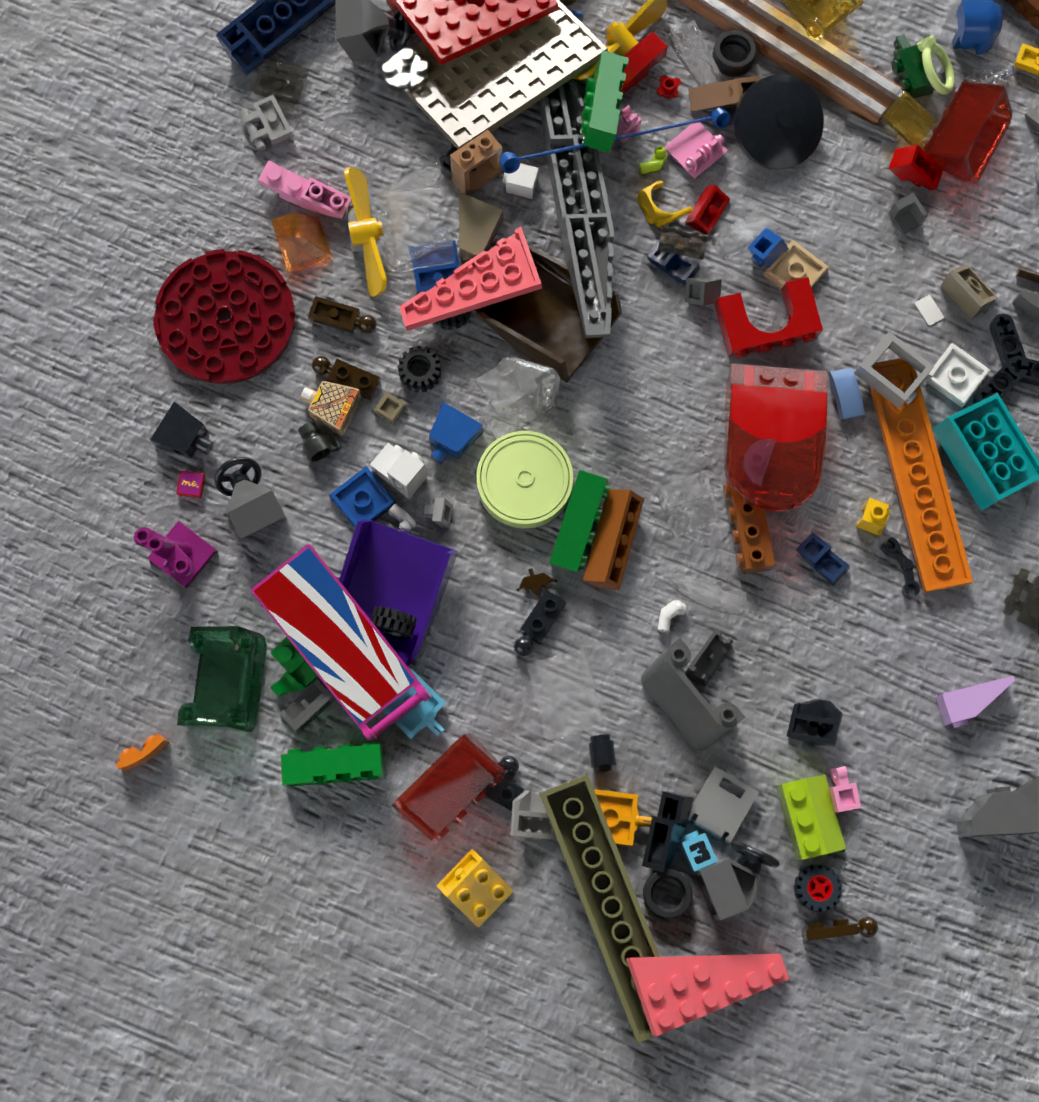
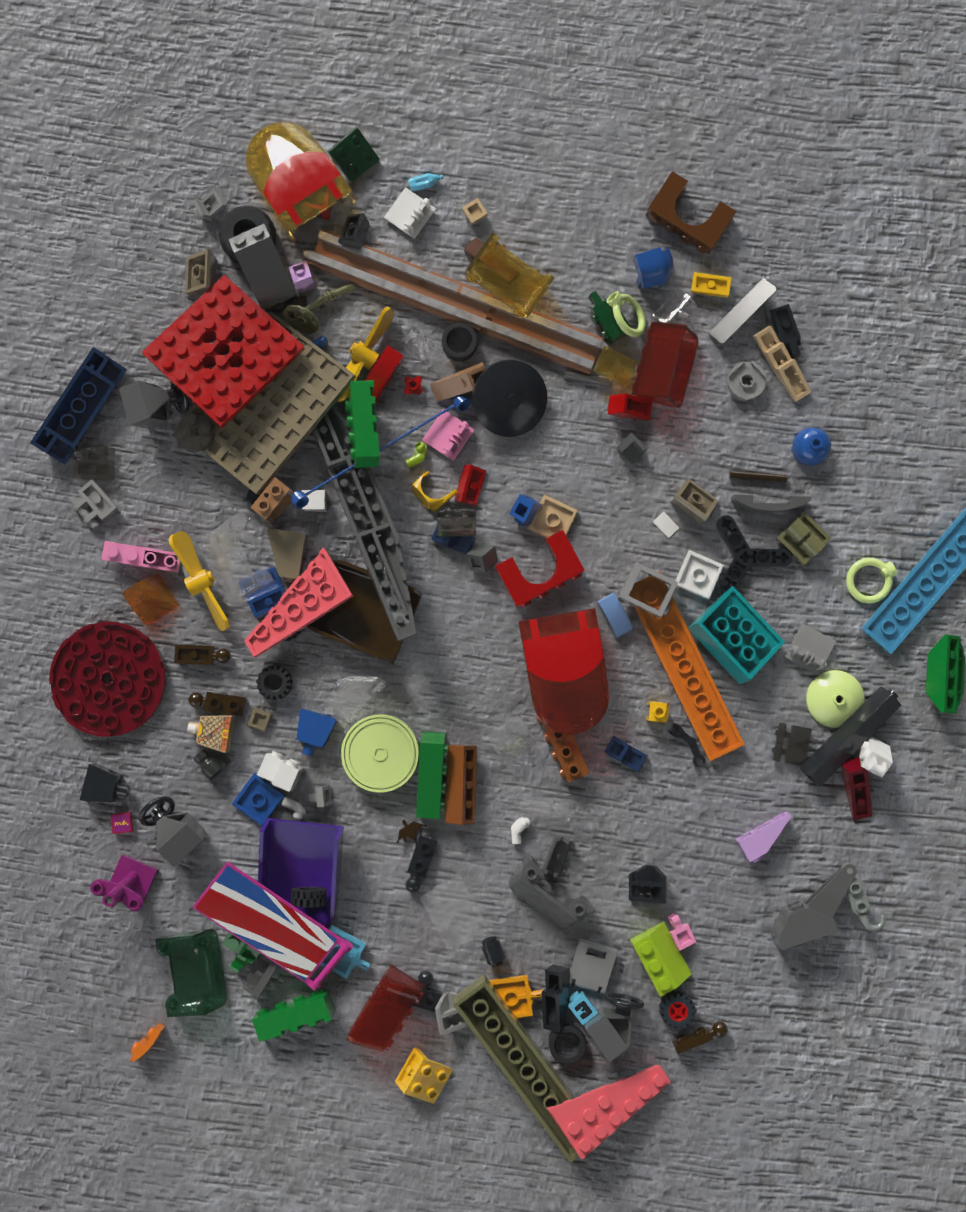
camera: 10 degrees left, 10 degrees up
(629, 124) = (388, 430): bright pink plate -> none
(757, 460) = (556, 701): clear pink plate -> none

